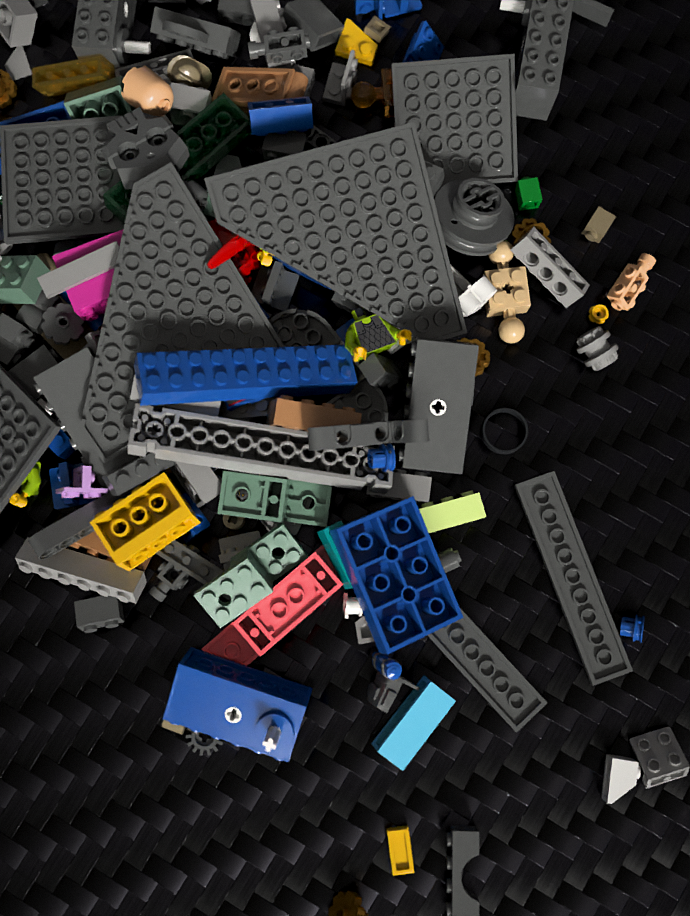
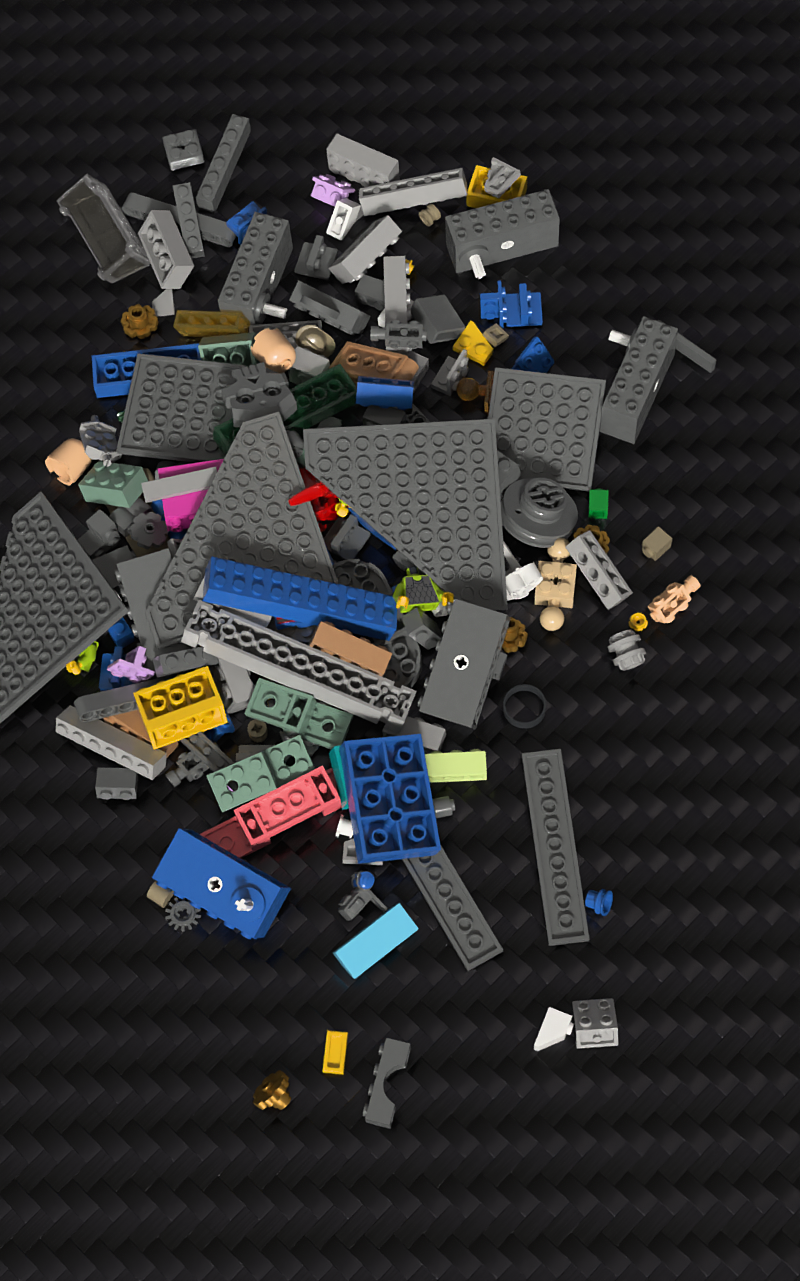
camera: 15 degrees right, 15 degrees down
(364, 434) = (384, 668): dark grey beam -> none
(381, 458) = (400, 693): blue piece -> none

